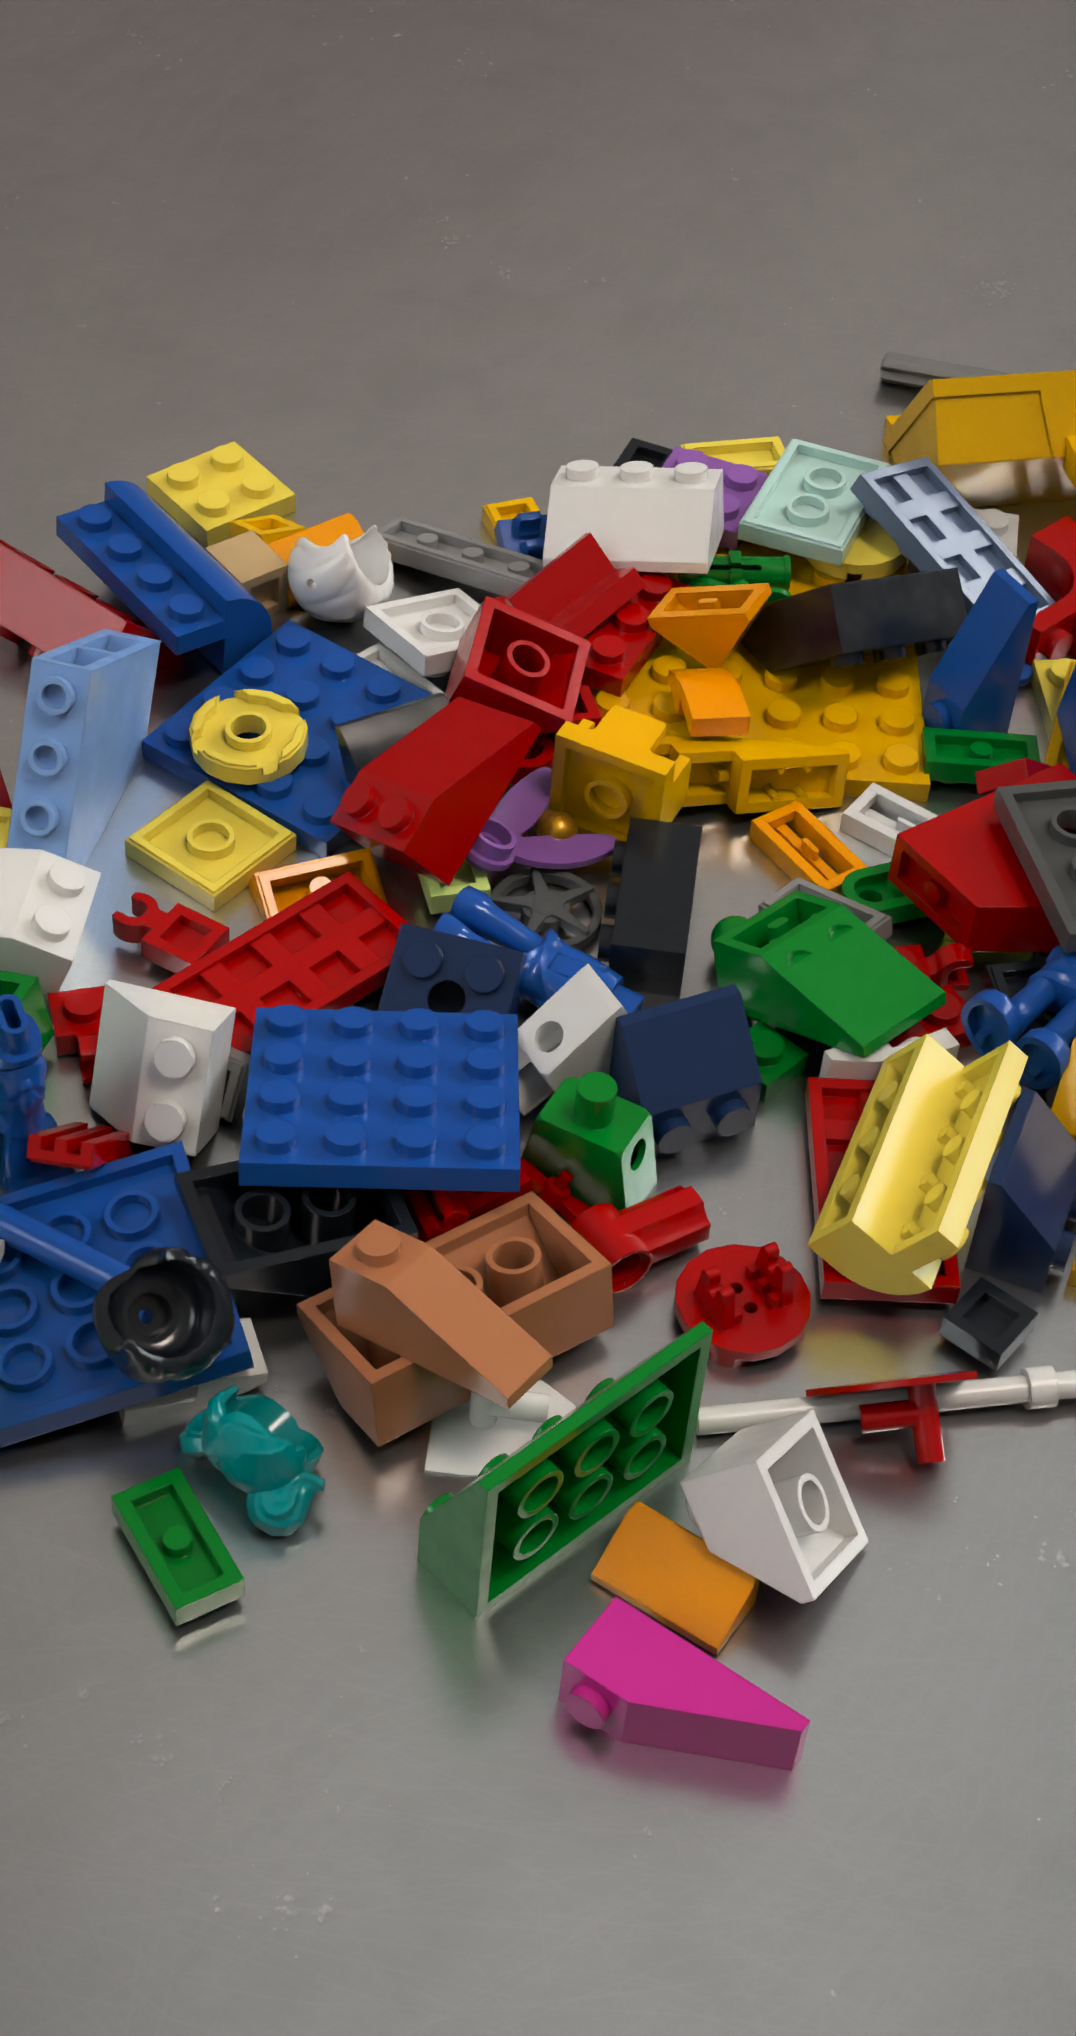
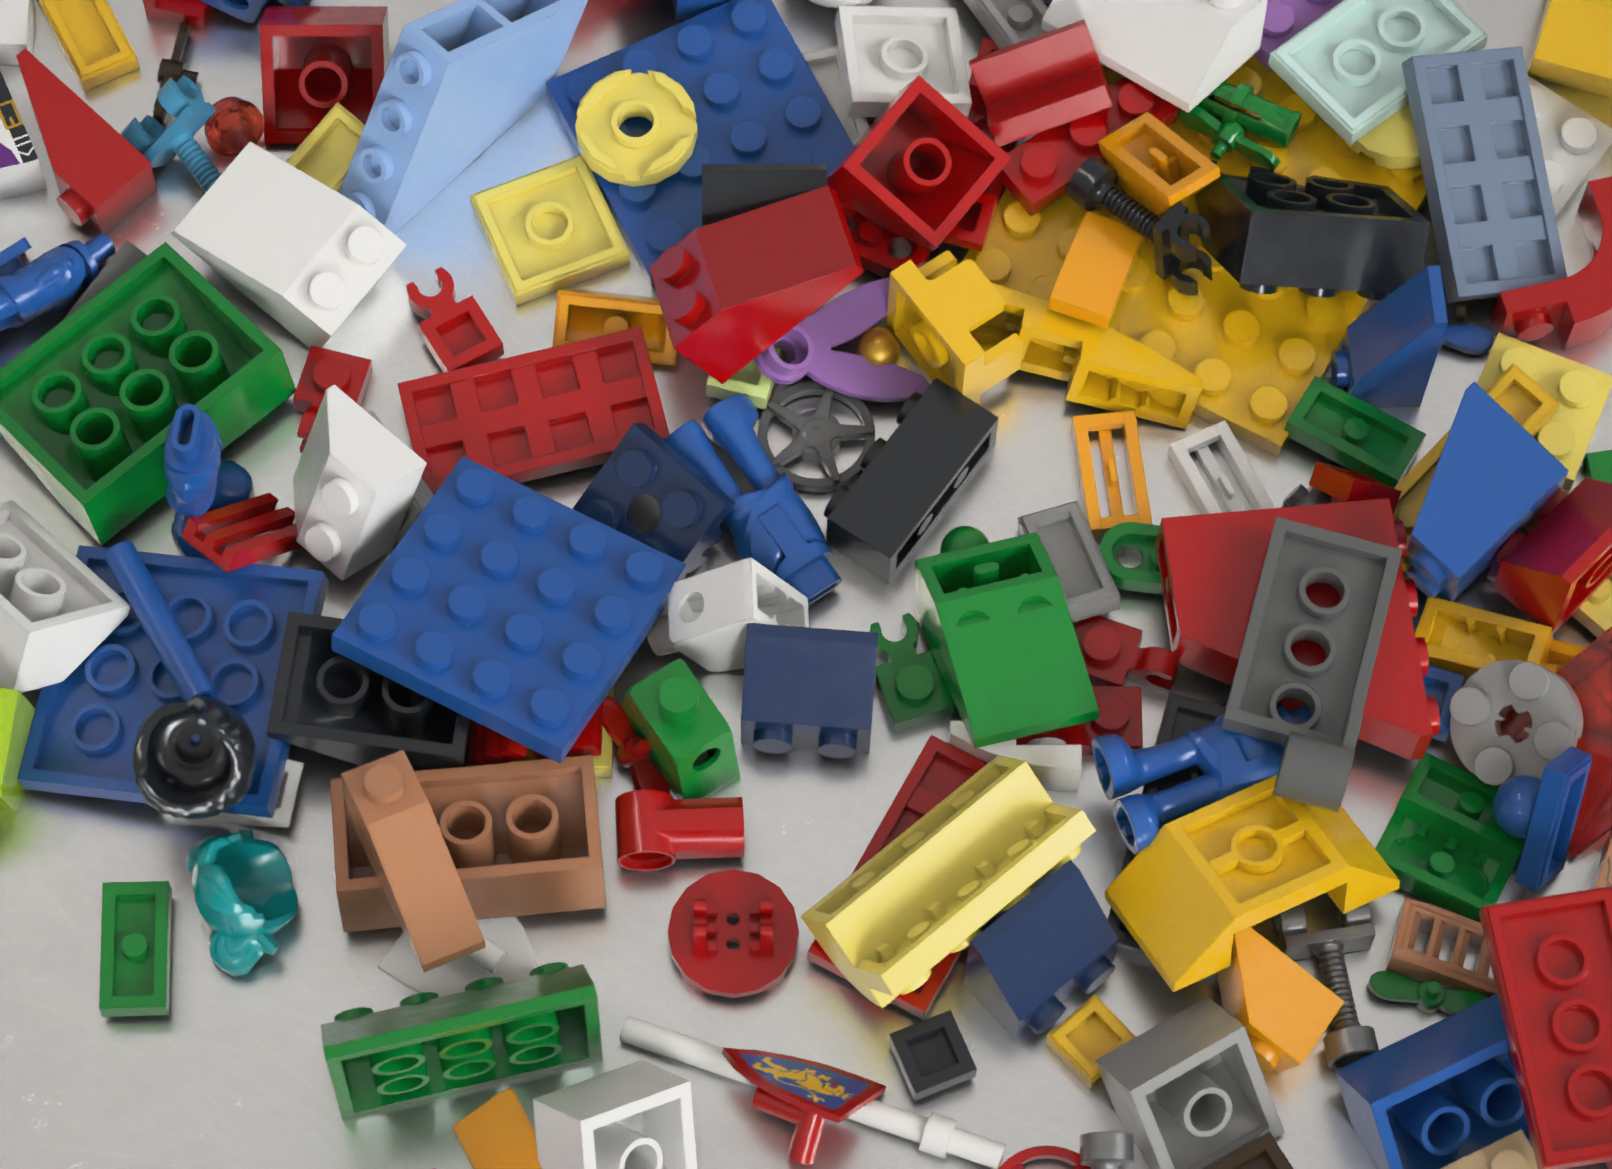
camera: 30 degrees right, 20 degrees up
(763, 640) = (1095, 186): none -> black bar

